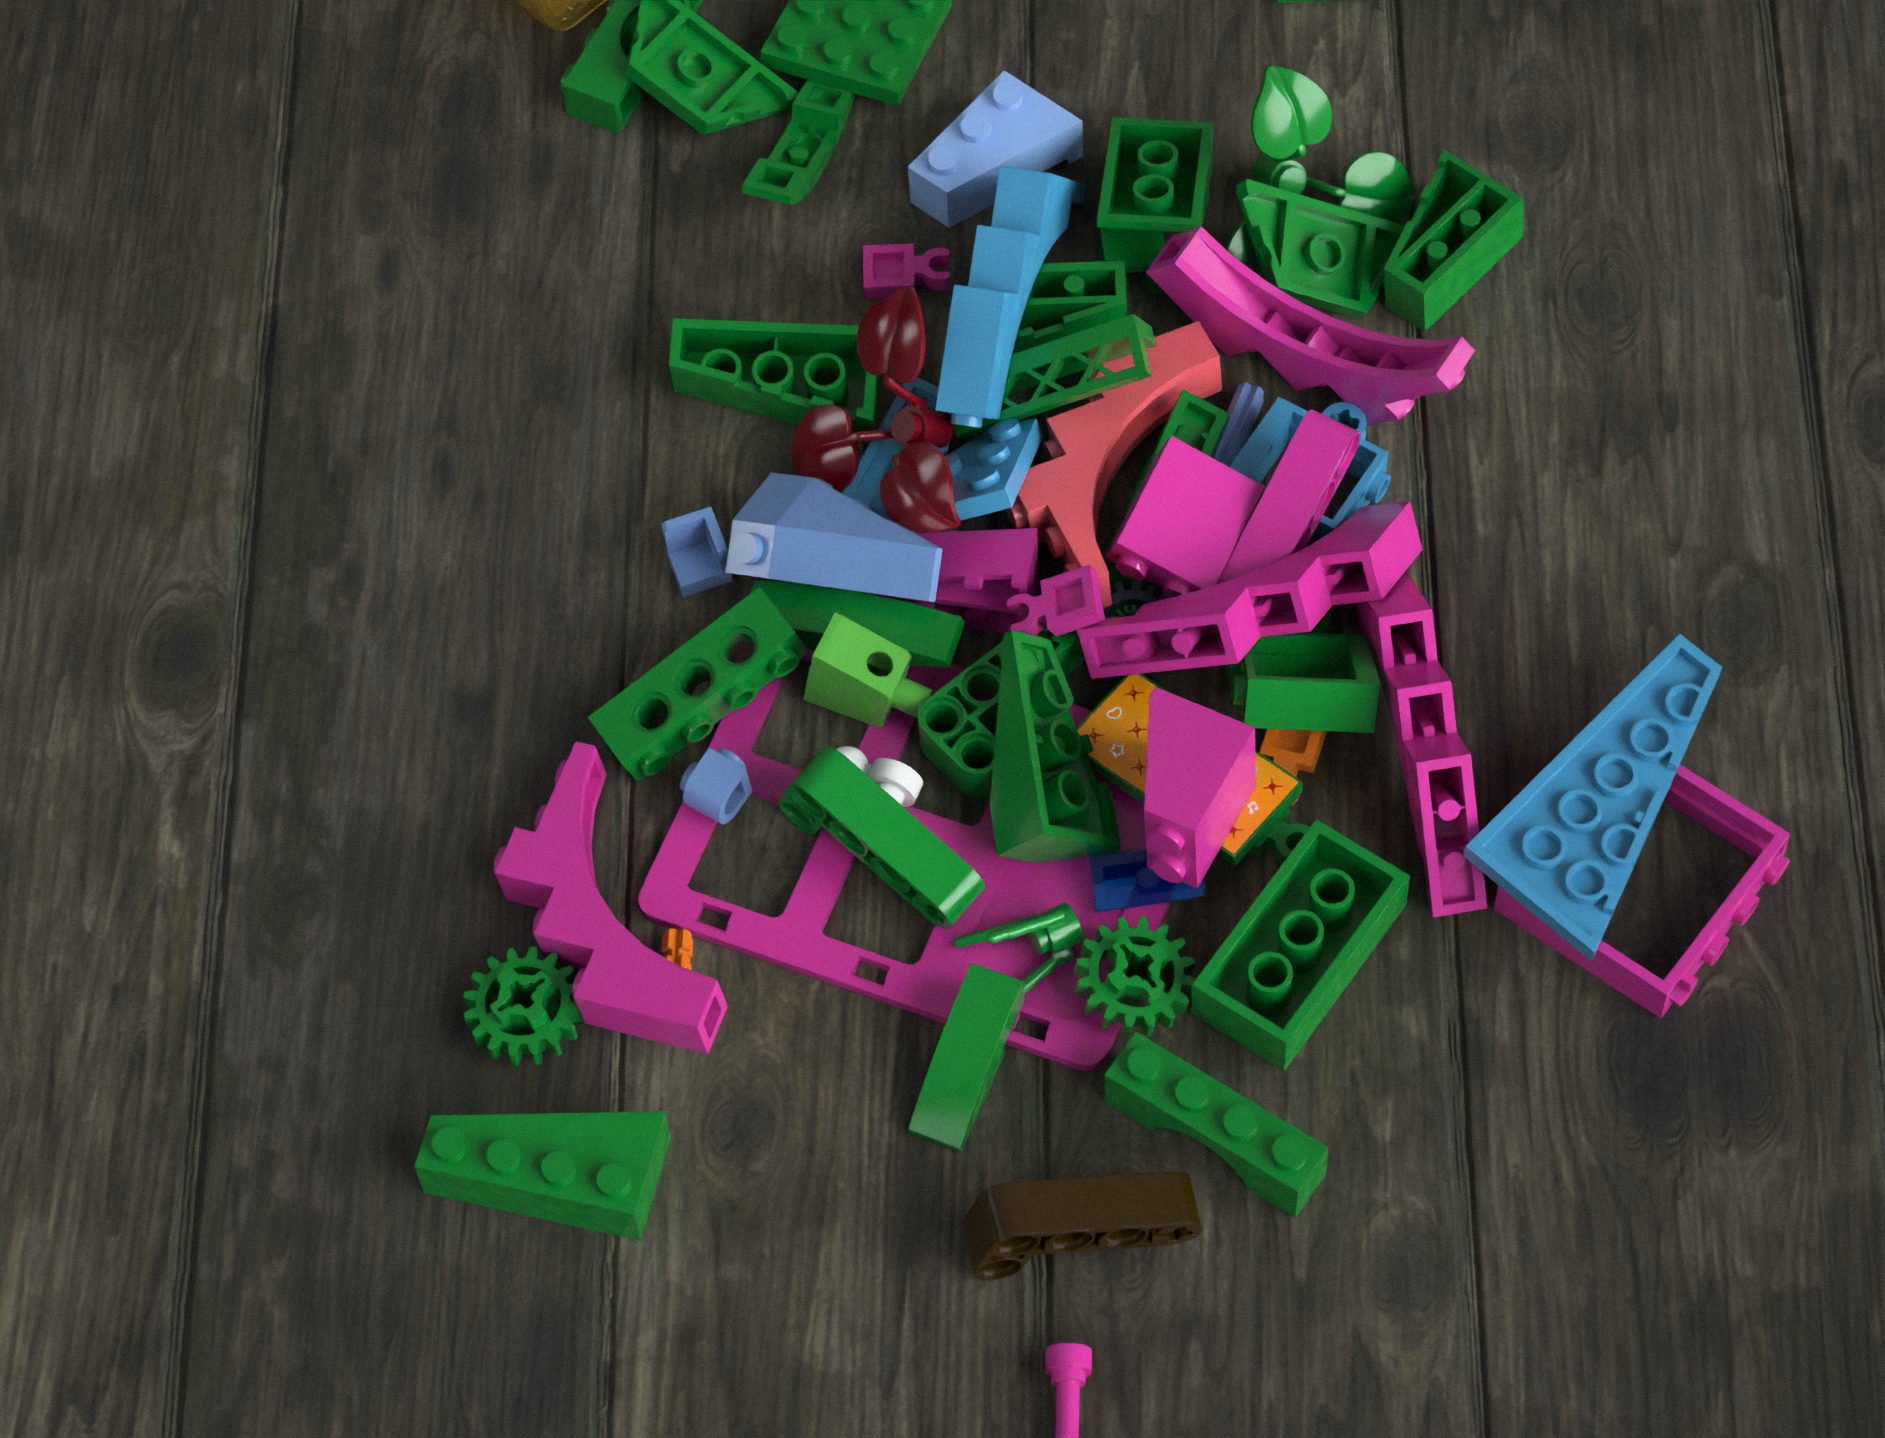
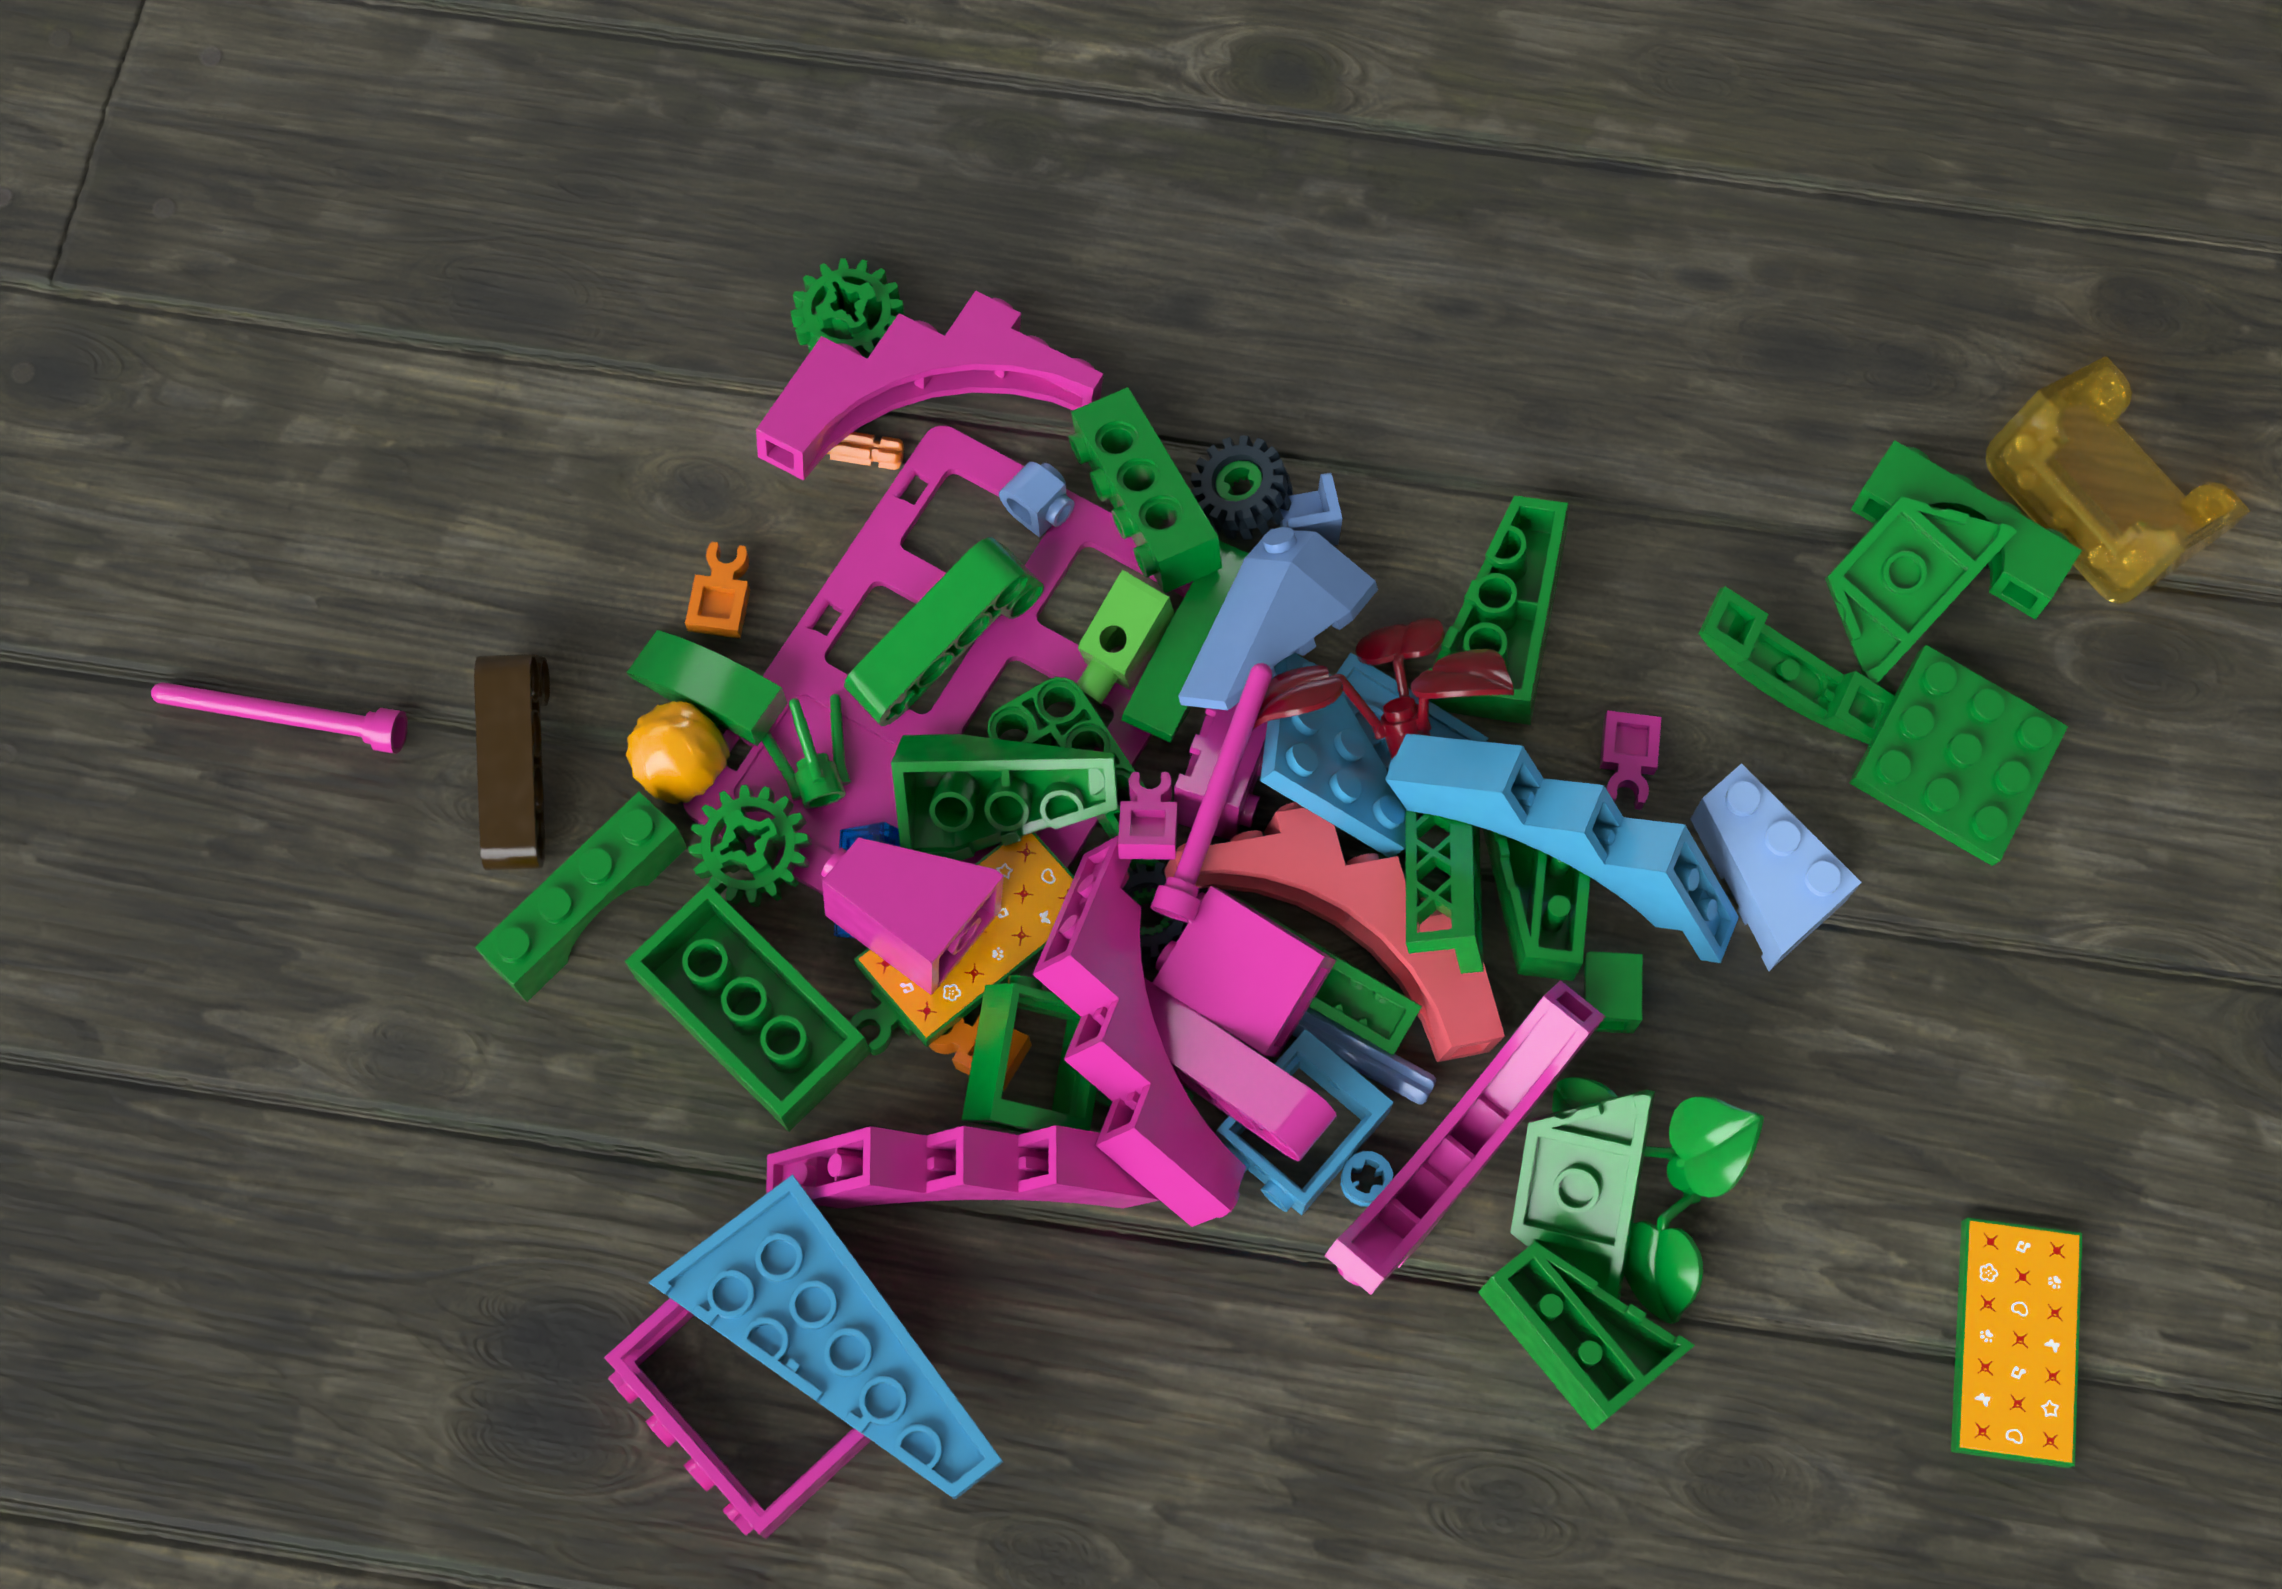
camera: 95 degrees right, 10 degrees up
(550, 1166) = (676, 321): green wedge -> none
(664, 590) = (1256, 507): none -> black bush
(870, 1070) = (720, 600): none -> orange plate
(891, 775) = (1008, 651): white plate -> none
(1045, 1069) = (676, 752): none -> light orange hair
(1130, 564) = (1179, 894): none -> dark pink piece
(1156, 175) = (1689, 1019): green slope -> none

